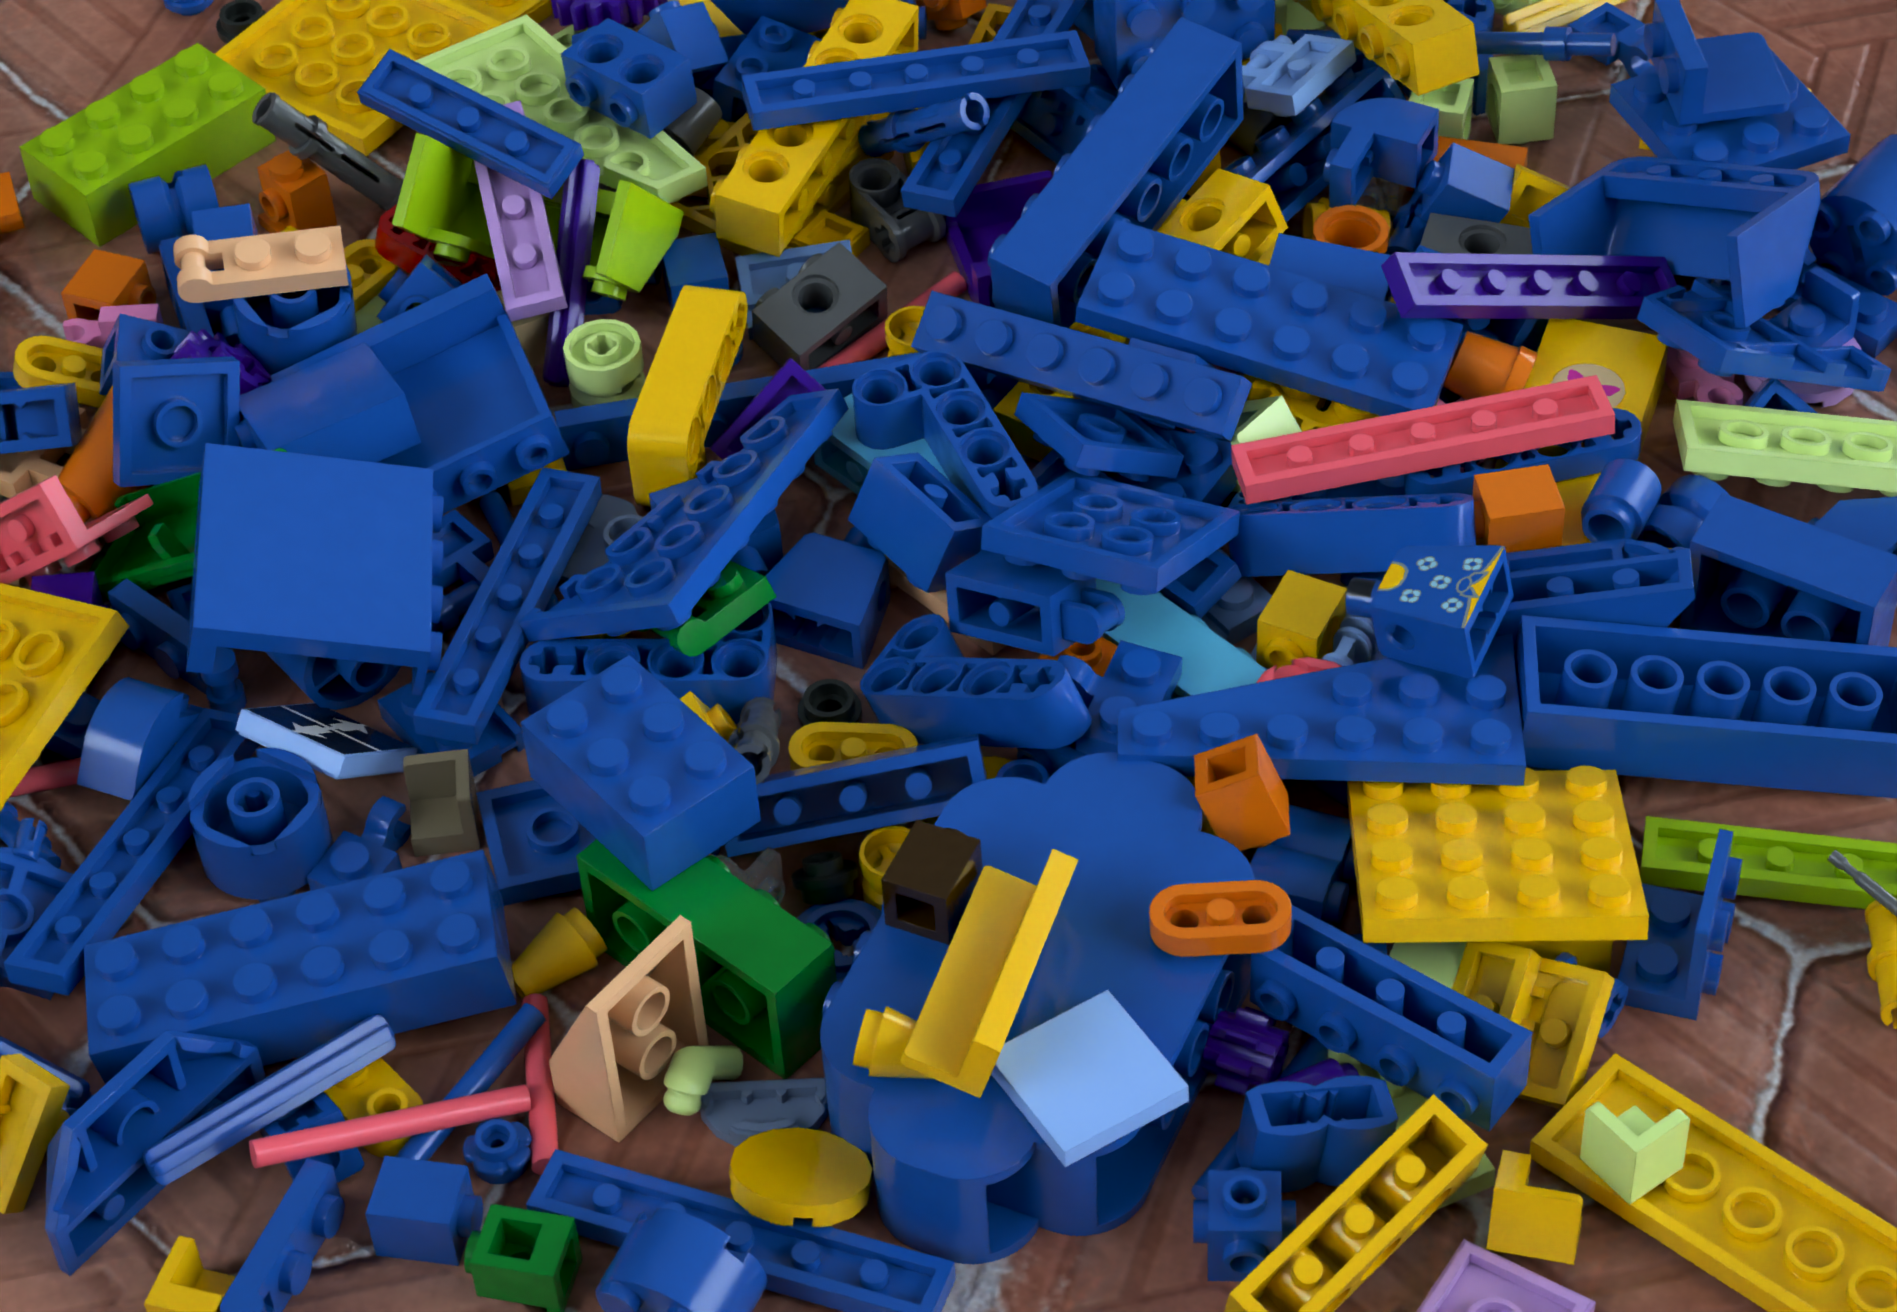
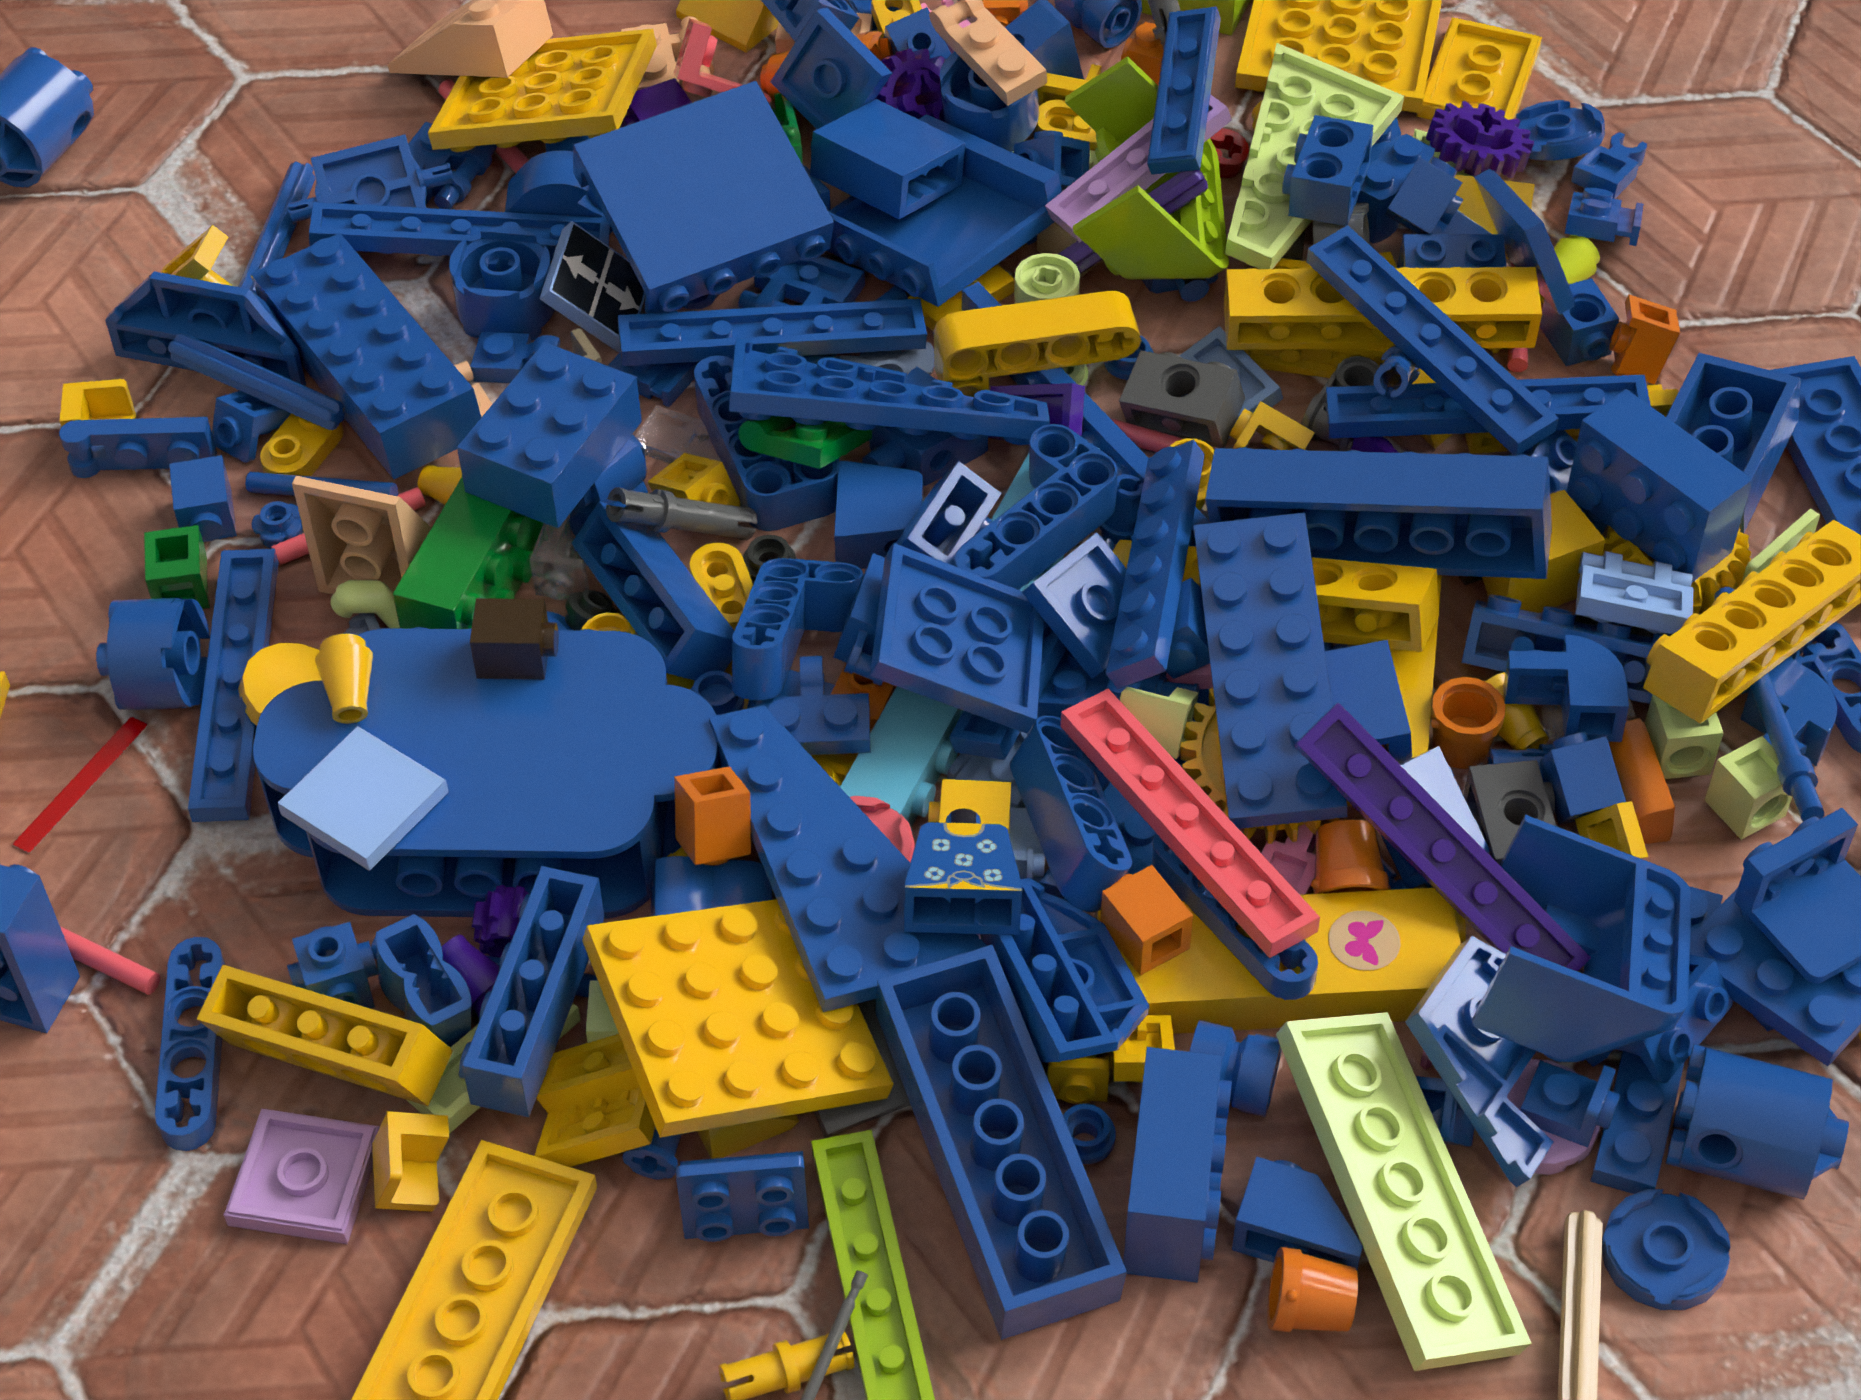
camera: 65 degrees right, 5 degrees up
(389, 1126) = (240, 436): coral bar -> none
(695, 263) = (1187, 314): blue brick -> none
(831, 228) = (1298, 383): yellow tile -> none
(904, 264) = (1278, 429): none -> yellow bracket
(986, 975) = (422, 698): yellow panel -> none
(1220, 918) = (548, 832): orange plate -> none
(1620, 501) = (1200, 993): blue brick -> none
(1632, 1149) = (471, 1202): yellowish green panel -> none

